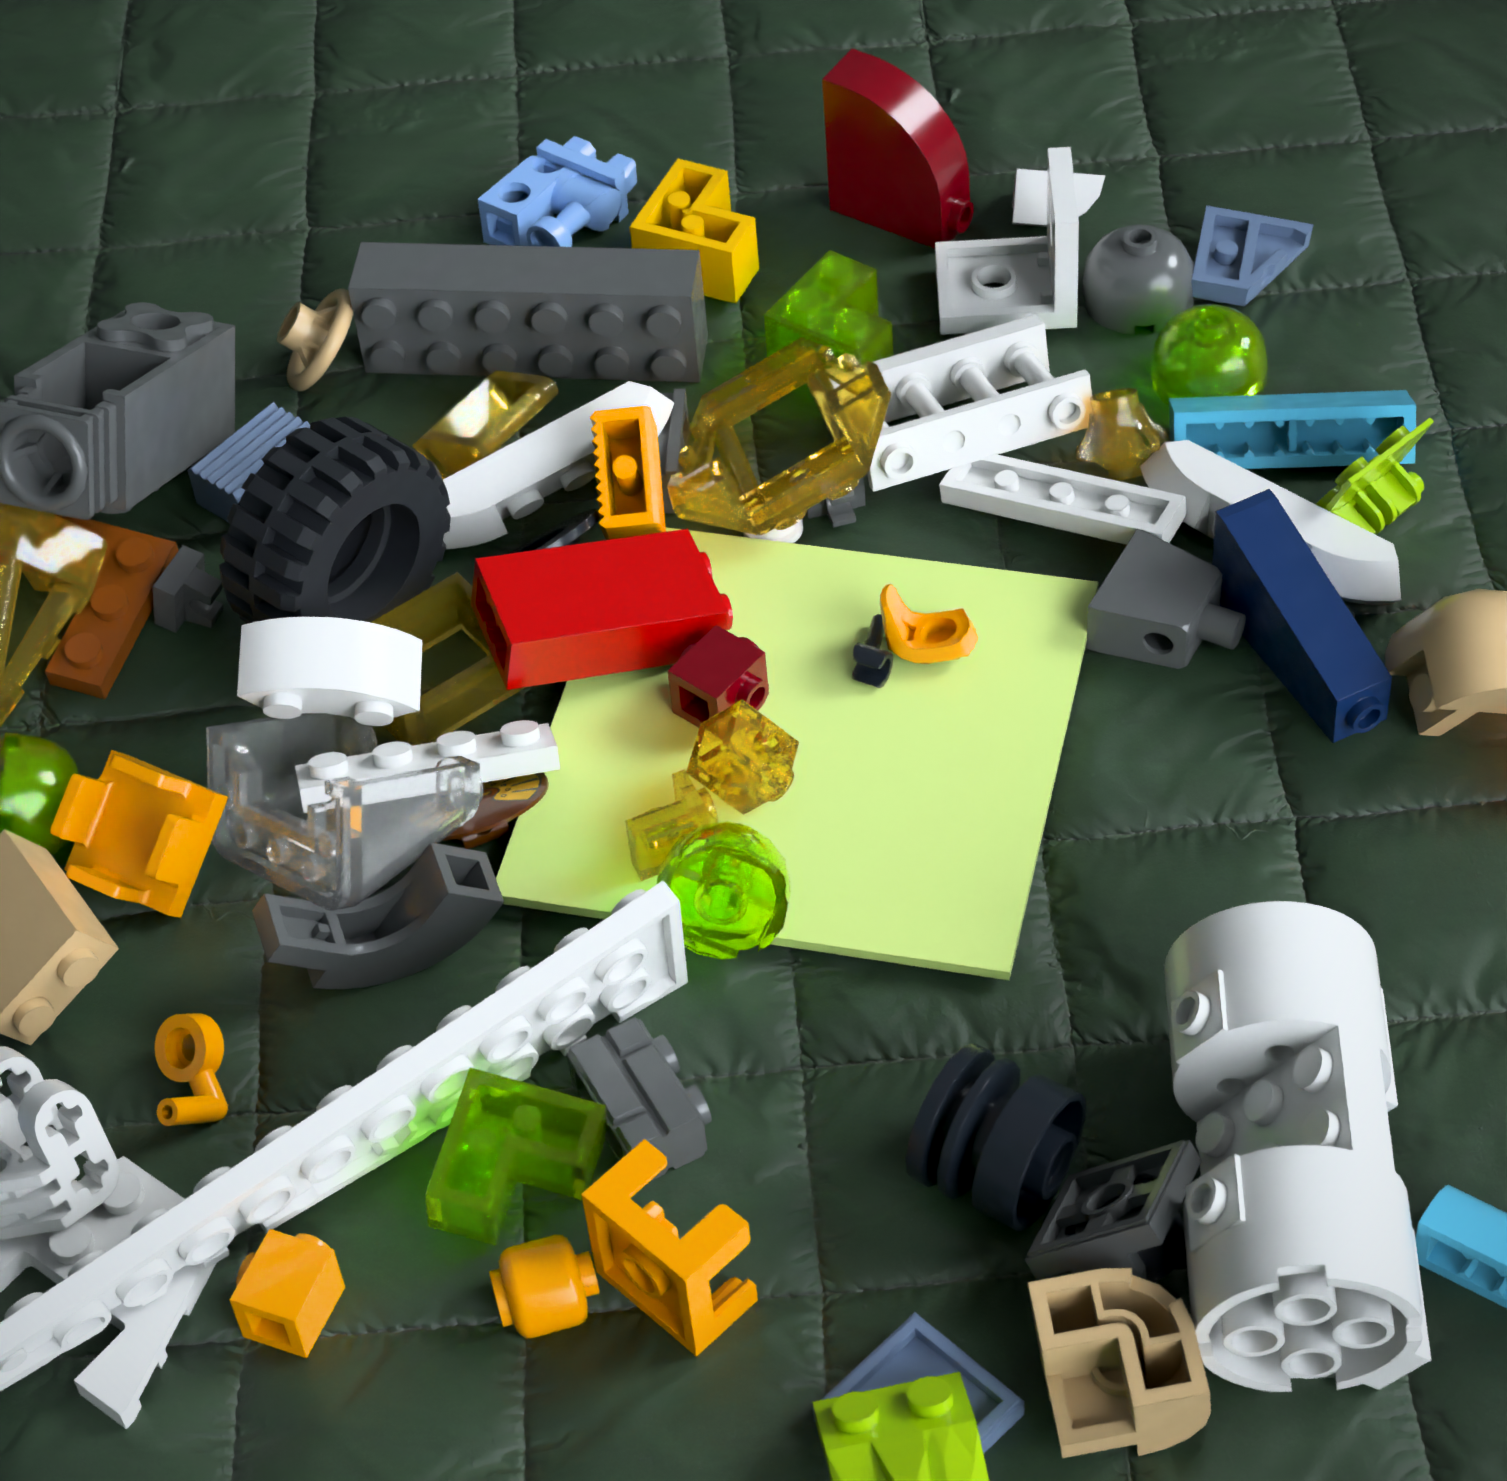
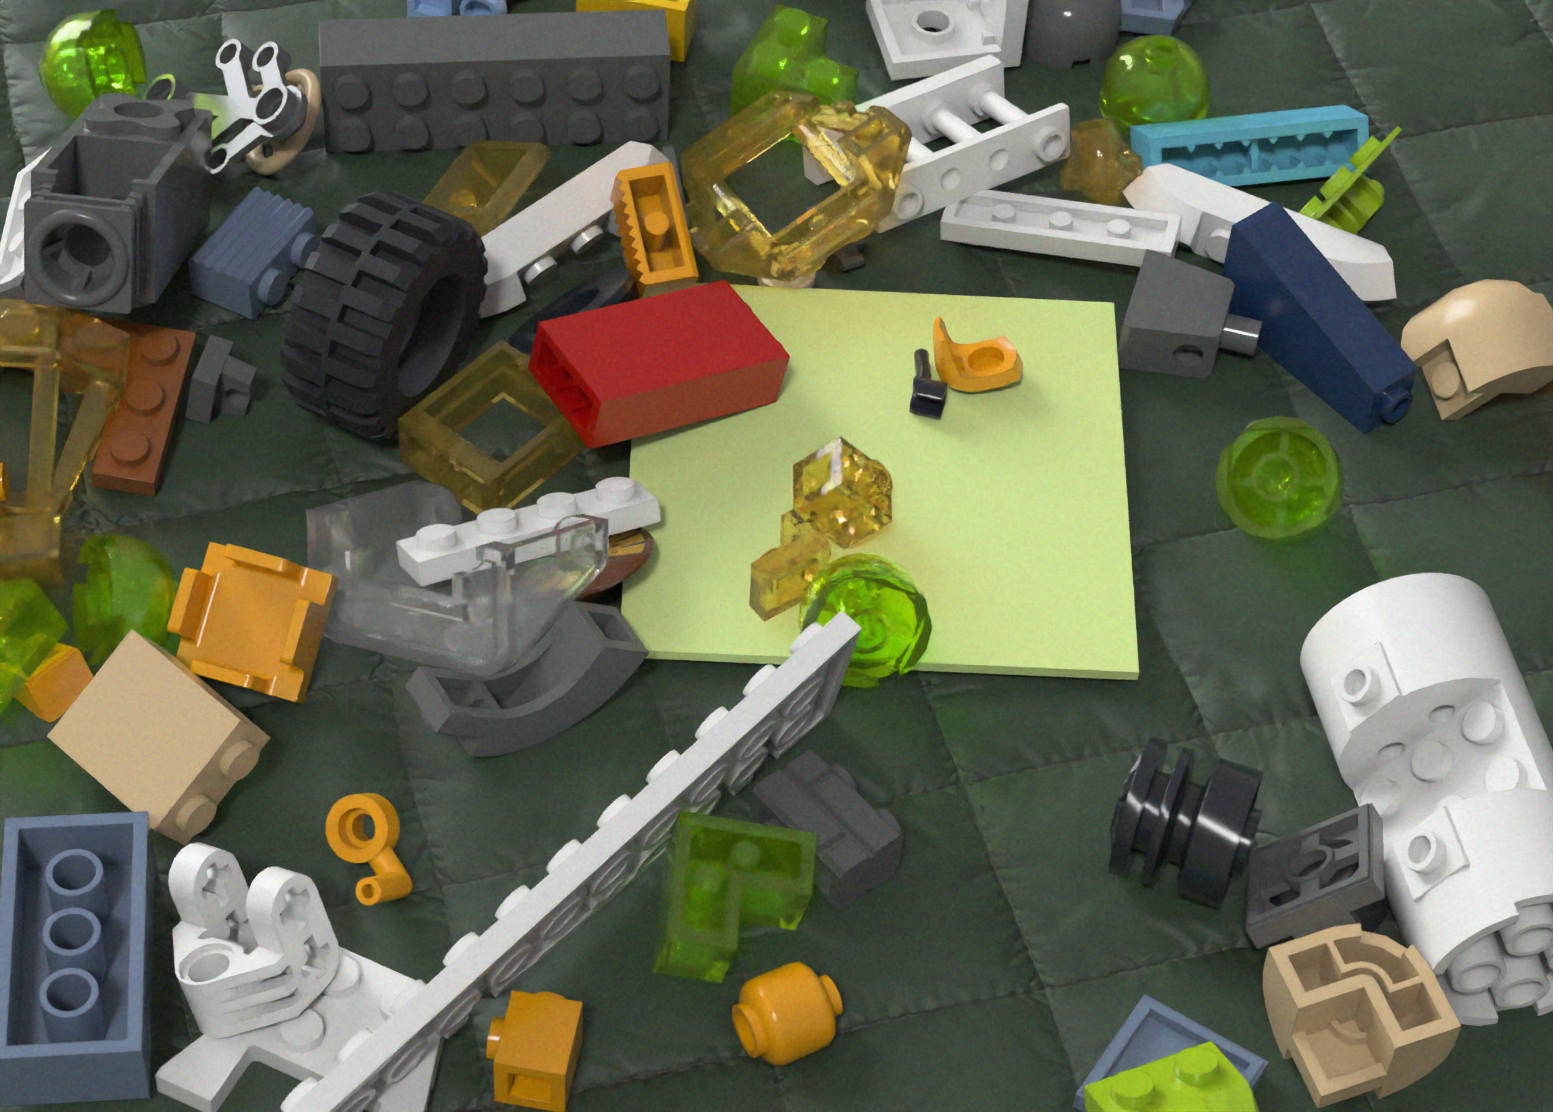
camera: 20 degrees left, 0 degrees up
(162, 267) = (90, 58): none -> clear neon green cylinder
(296, 328) = (274, 113): none -> dark grey plant
(330, 669) = (418, 441): white brick -> none
(656, 1269) = (901, 976): light orange panel -> none
(717, 675) = (790, 422): dark red brick -> none
(1207, 785) = (1281, 480): none -> clear neon green cylinder

